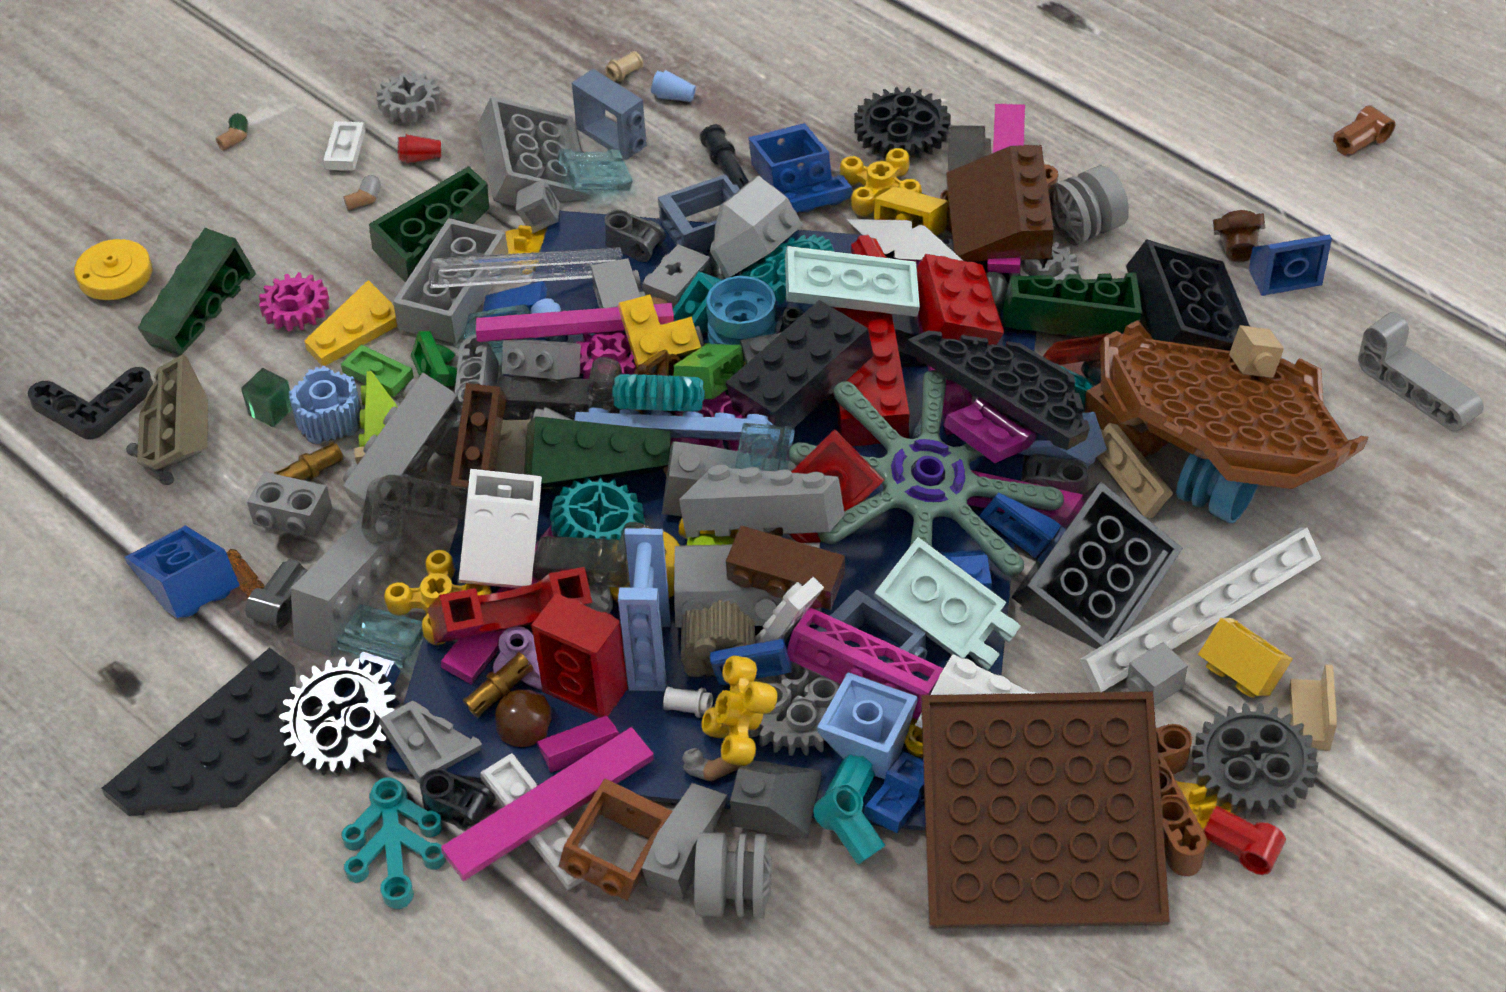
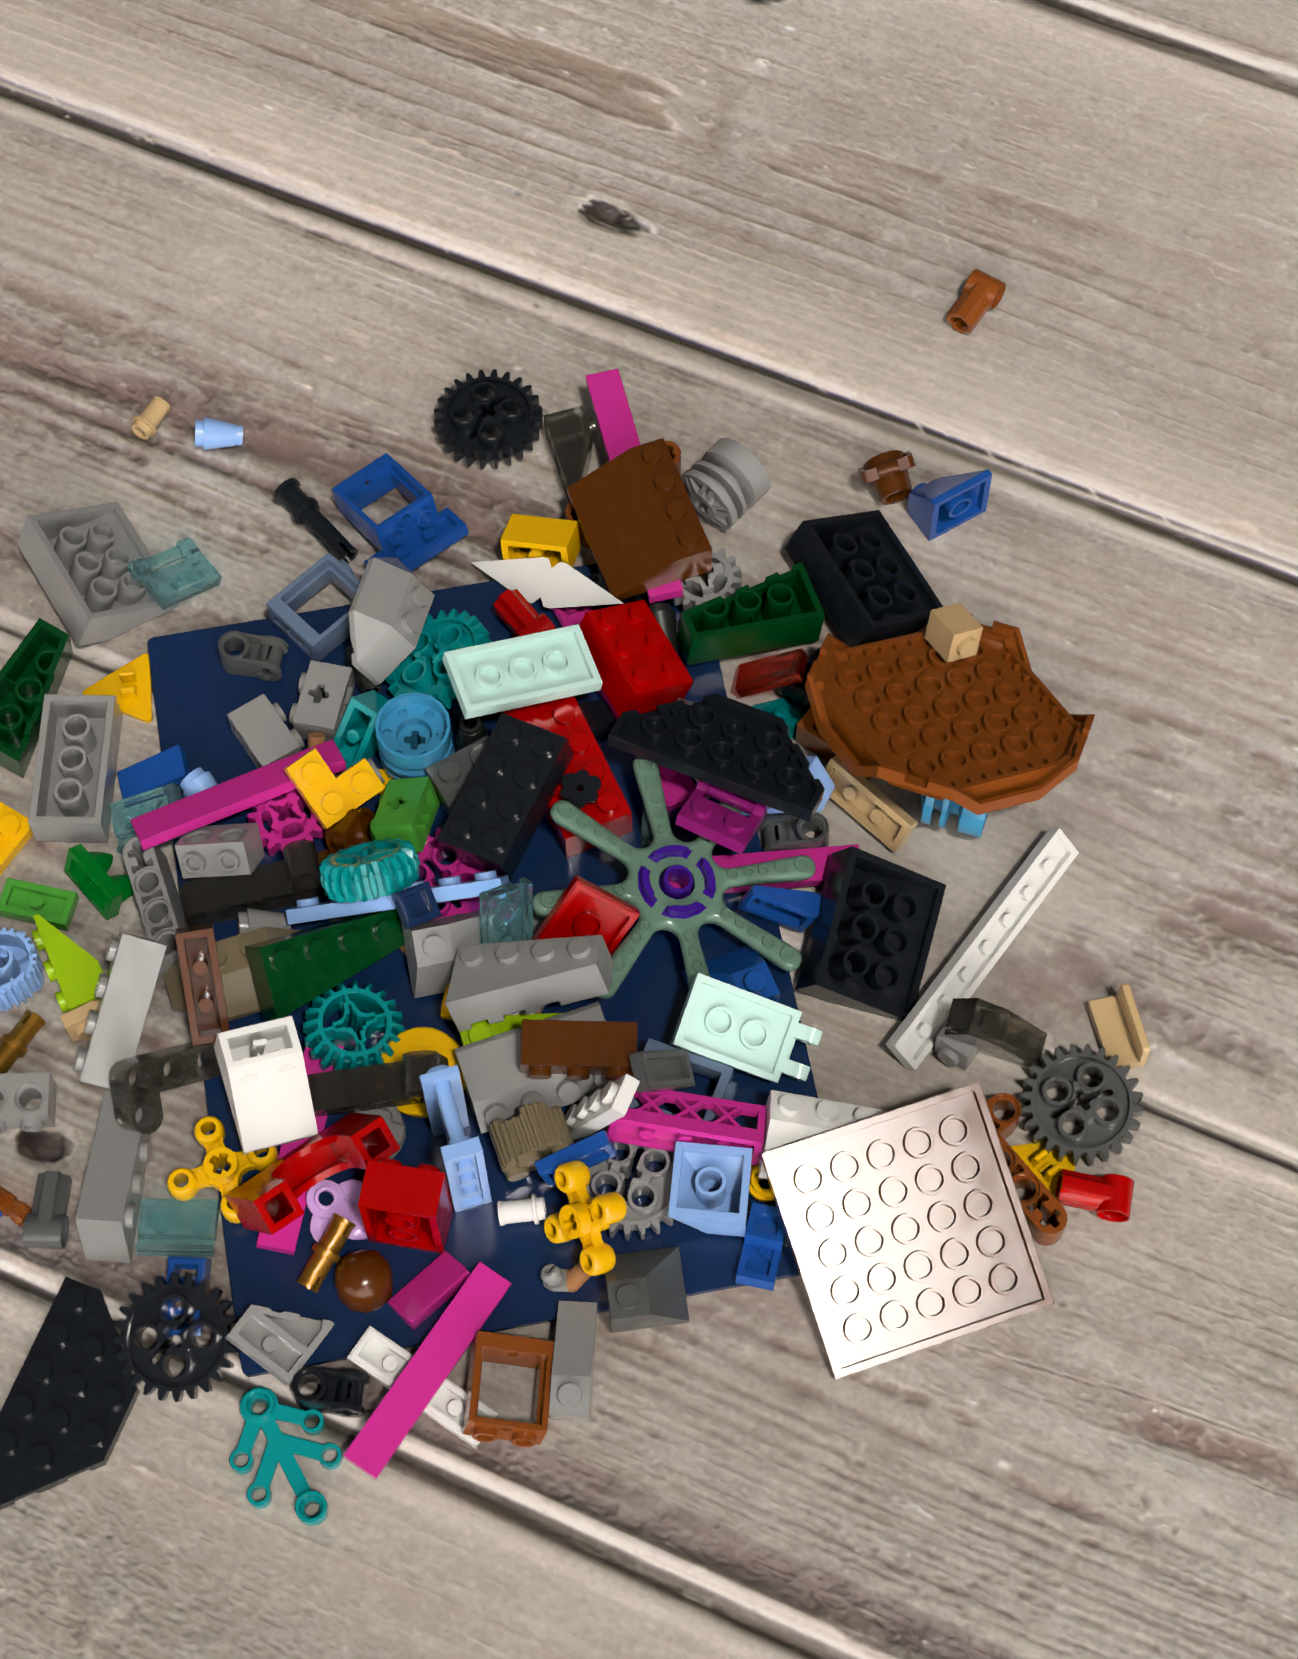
camera: 20 degrees left, 15 degrees up
(518, 267) = (153, 740): clear tile -> none
(537, 206) = (131, 642): light grey brick -> none
(595, 94) = (165, 498): sand blue window -> none
(686, 424) = (416, 905): none -> dark blue tile
(731, 875) = (637, 1393): light grey wheel -> none
(842, 807) = (717, 1285): teal piece -> none
(854, 605) = (662, 1070): none -> dark grey tile
(869, 380) = (581, 780): none -> black plant
(877, 178) = (489, 504): yellow gear -> none
(1188, 668) = (995, 1030): none -> clear smoke slope
(1244, 657) = (1041, 994): yellow brick -> none
(1414, 378) = (1112, 609): light grey beam -> none

